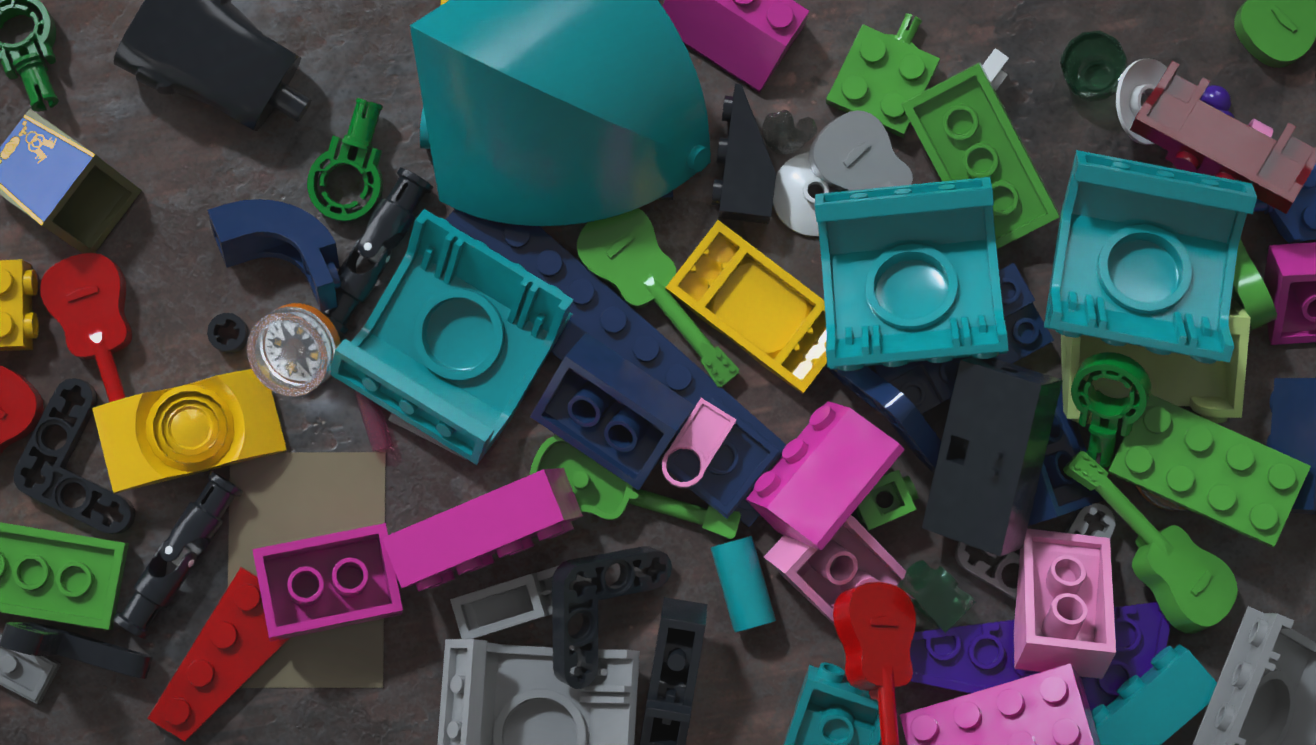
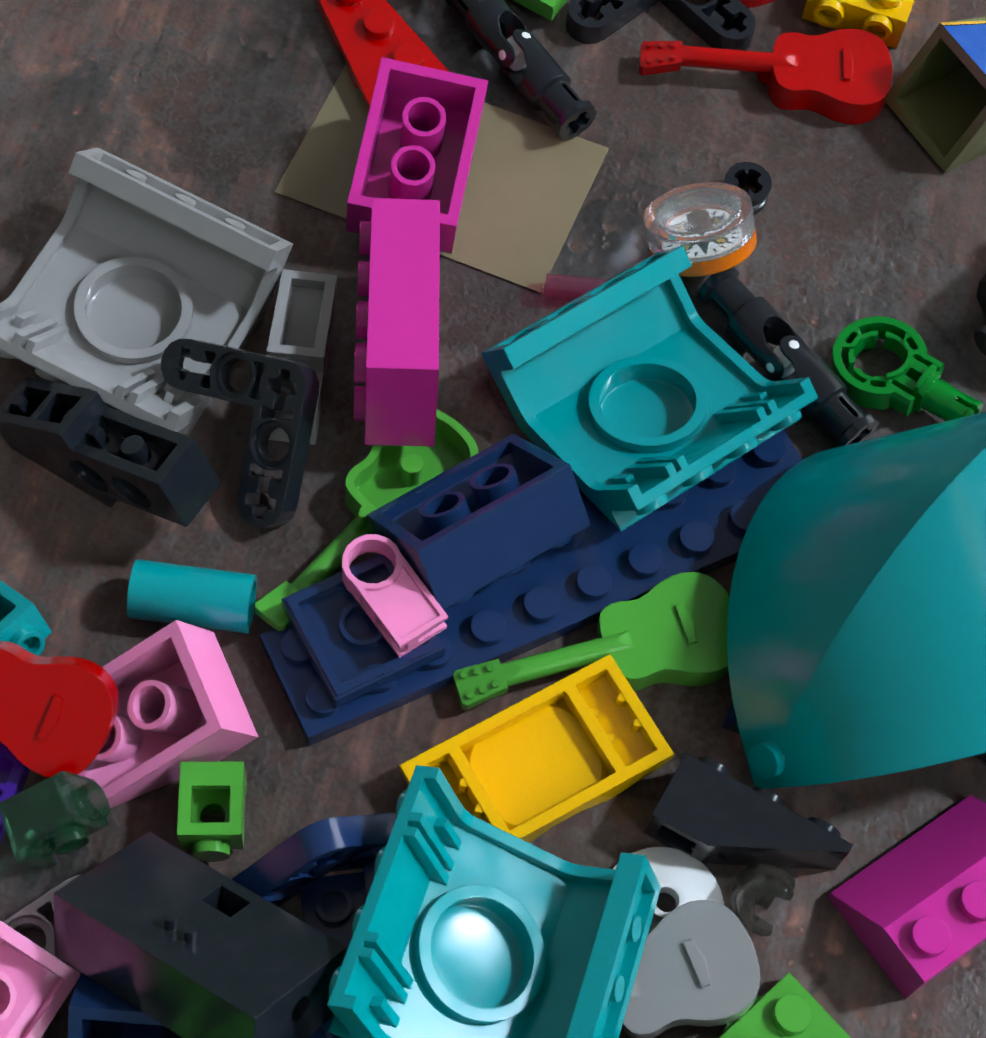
camera: 110 degrees right, 20 degrees down
(188, 429) = (650, 105): yellow slope -> none
(281, 231) = (854, 256): dark blue arch -> none
(824, 475) = (279, 730): dark pink slope -> none

